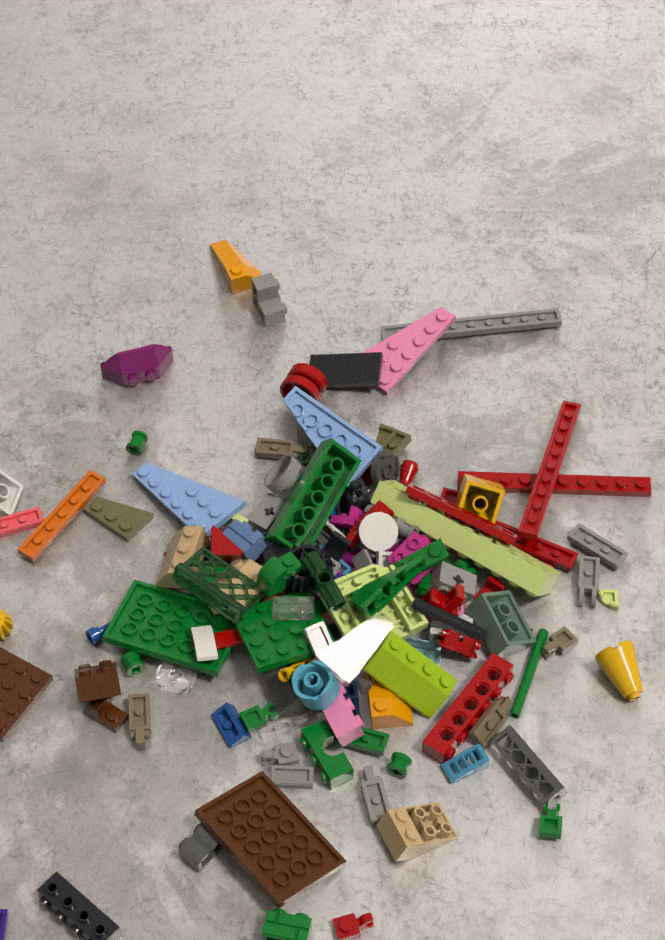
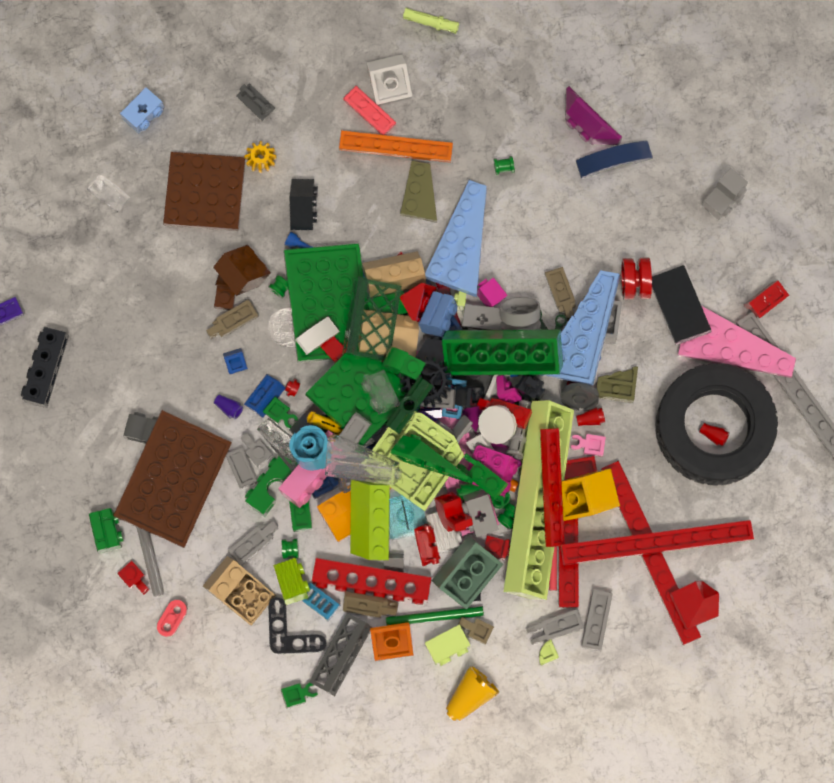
camera: 65 degrees right, 25 degrees up
(68, 605) = (302, 202): none -> black brick
(180, 736) = (235, 361): none -> blue slope
(183, 367) = (613, 157): none -> dark blue slope
(223, 759) = (229, 407): none -> dark purple cone
(234, 267) = (757, 143): light orange wedge -> none
(239, 695) = (292, 387): none -> red plate
(251, 494) = (490, 292): none -> dark pink brick
(341, 902) = (150, 562): none -> light grey axle
(375, 312) = (767, 299): none -> red hinge
(415, 907) = (171, 618): none -> coral plate
(433, 776) = (291, 581): none -> lime brick
(434, 482) = (592, 444): none -> bright pink plate
(449, 619) = (438, 527): black axle -> none
(461, 419) = (746, 393): none -> black tyre
(462, 681) = (395, 562): none -> light grey slope
(473, 394) = (715, 434): none -> red cone
(489, 810) = (288, 640): none -> black beam
(536, 716) = (391, 641): none -> orange slope
(564, 672) = (448, 645): none -> yellowish green brick
(618, 465) = (696, 603): none -> red slope

